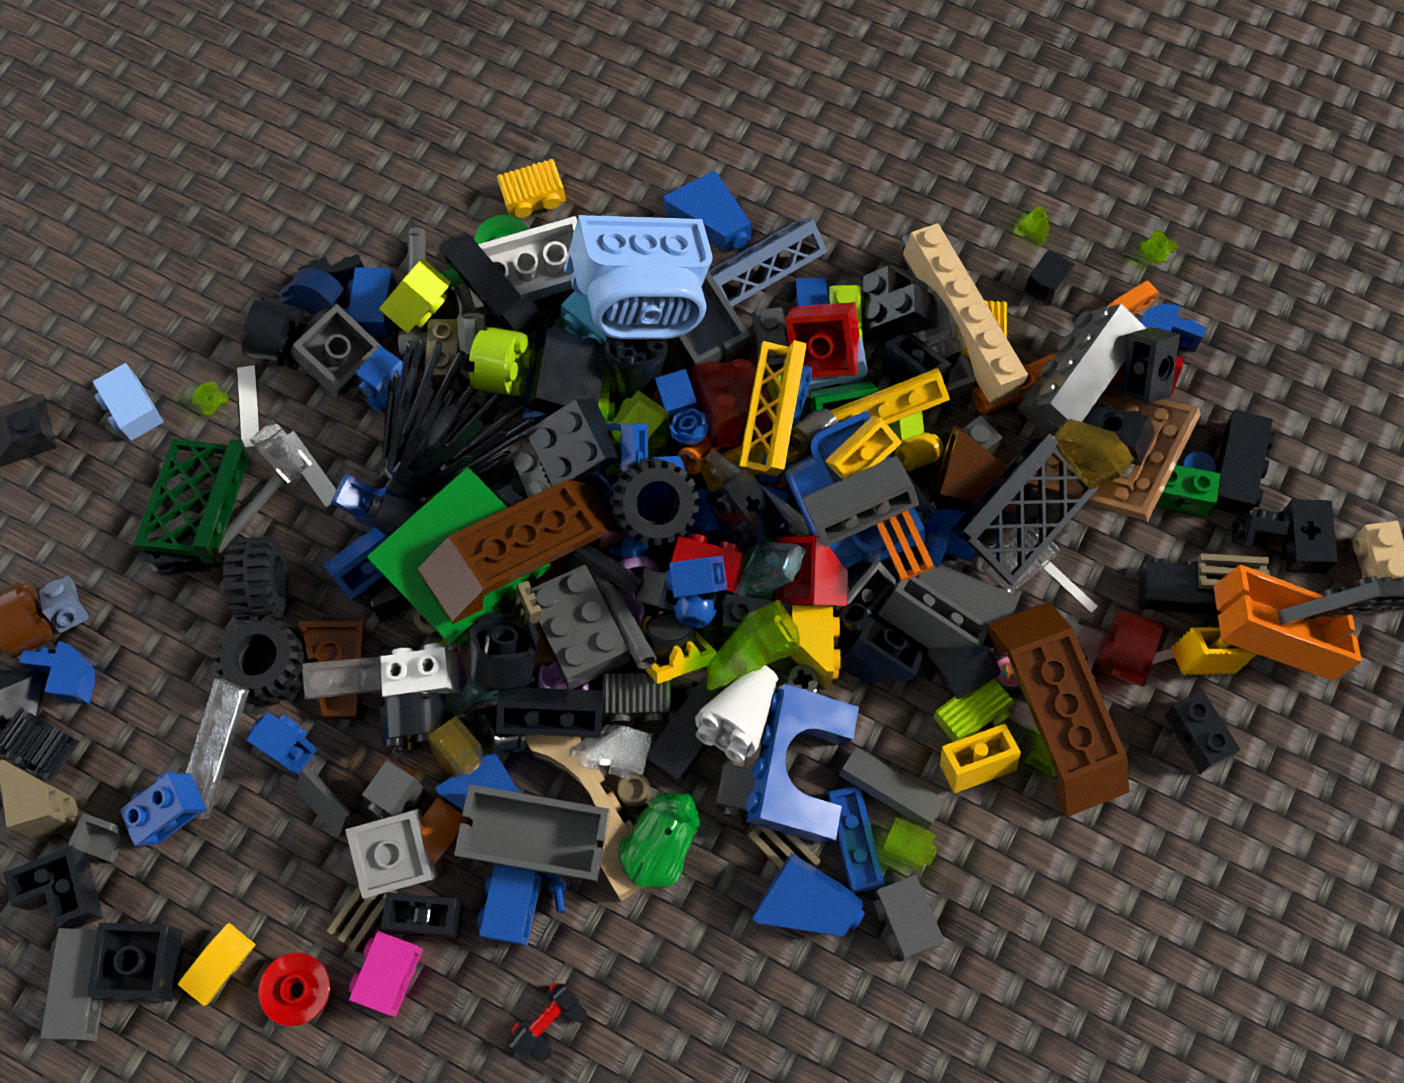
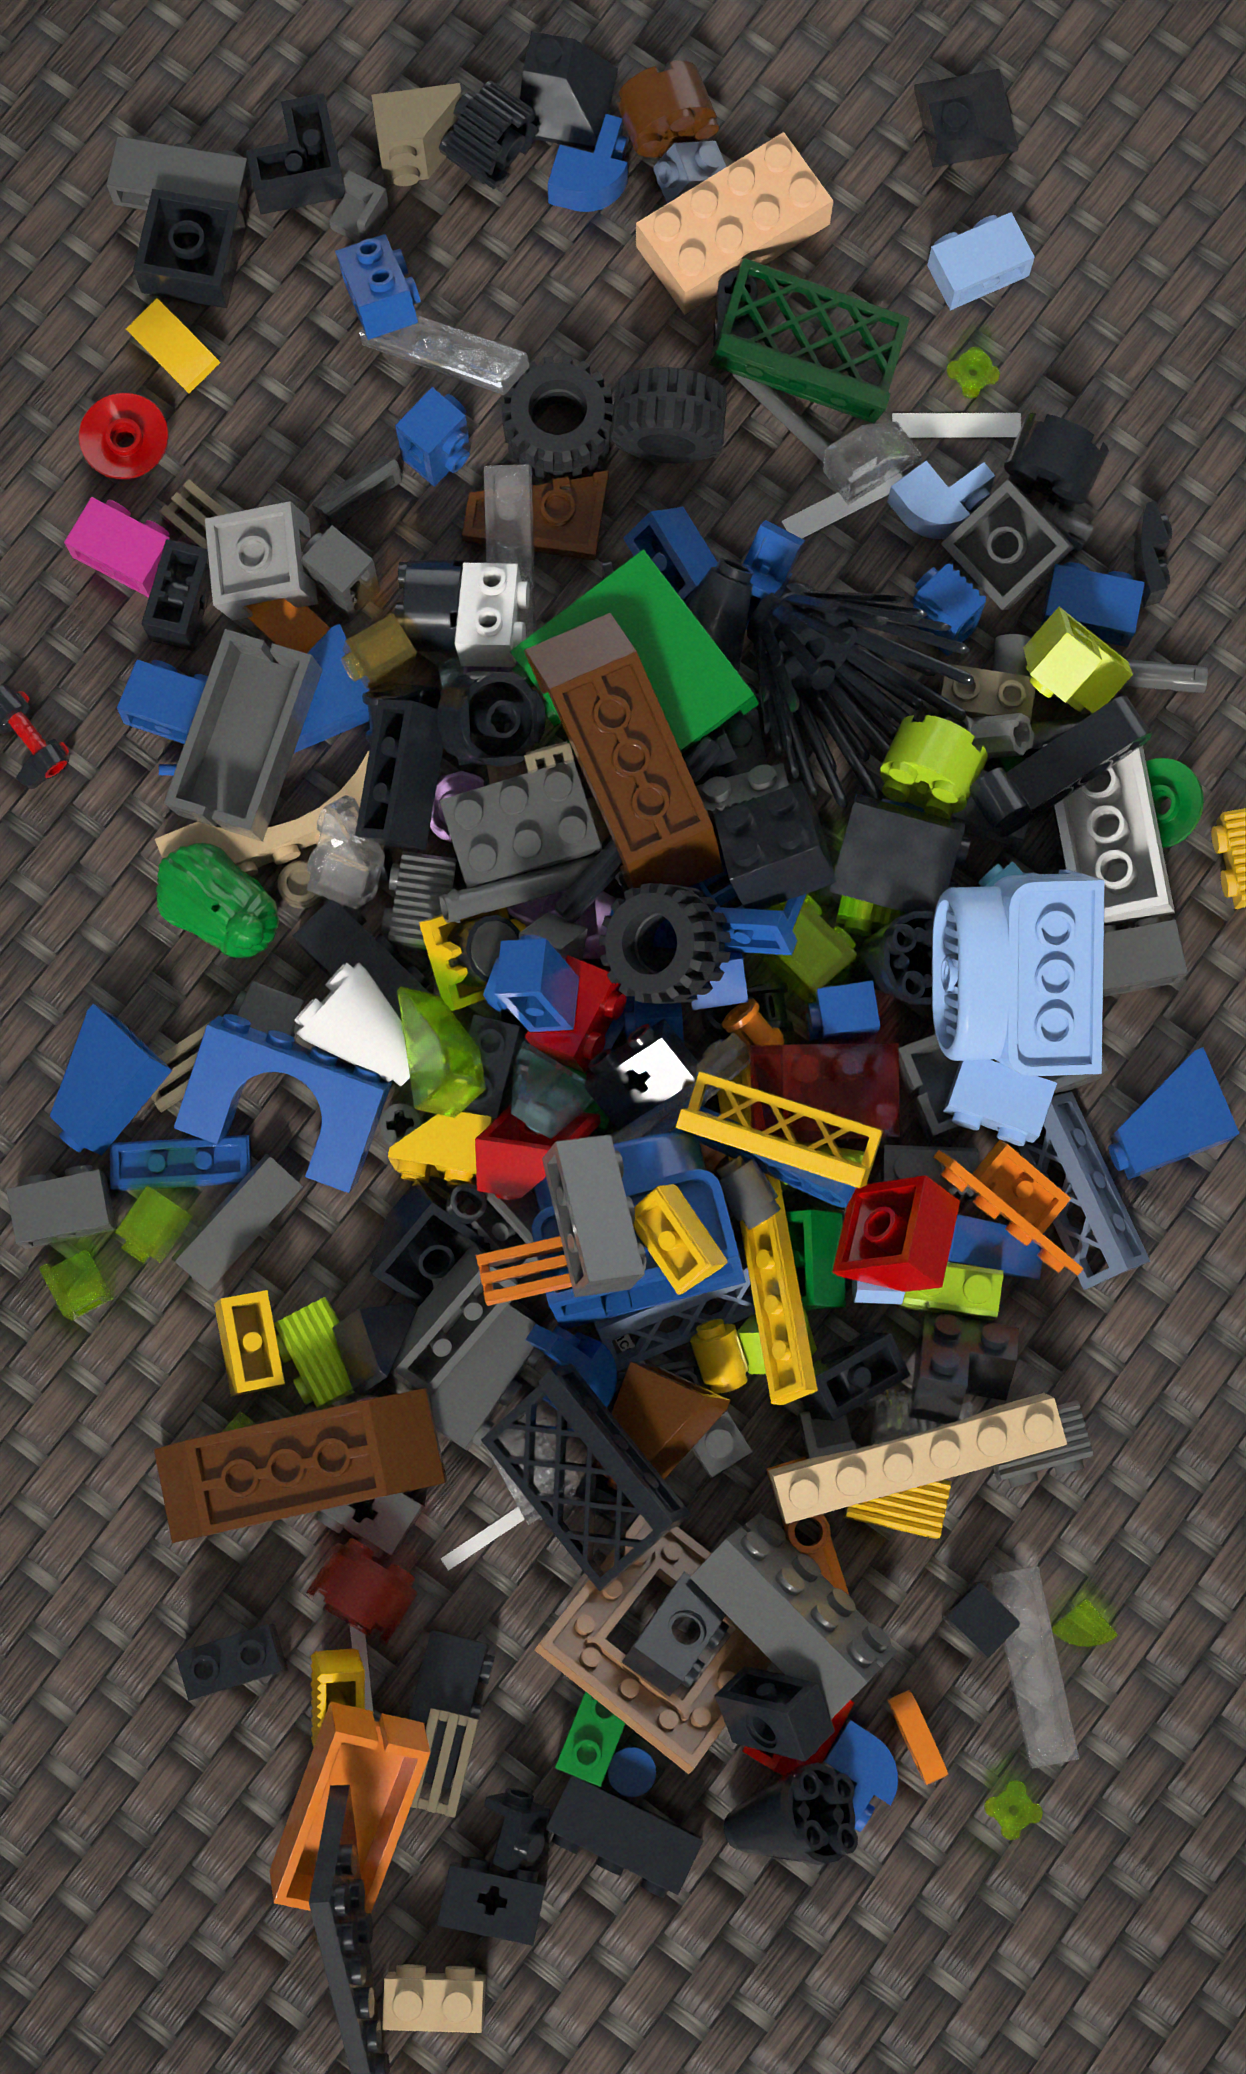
camera: 95 degrees right, 10 degrees up
(103, 565) = (741, 212): none -> light nougat brick
(309, 407) = (932, 507): none -> light blue brick
(312, 290) = (1114, 517): dark blue brick -> none
(689, 427) = (796, 1011): blue plate -> none
(723, 292) = (1000, 1100): none -> light blue brick
(781, 284) = (1018, 1192): none -> orange bracket
(961, 896) = (76, 1285): none -> clear neon green panel
(1072, 244) = (1035, 1670): none -> clear plate
(1093, 452) = (644, 1587): clear yellow slope -> none
(1208, 355) = (797, 1818): none -> black cone

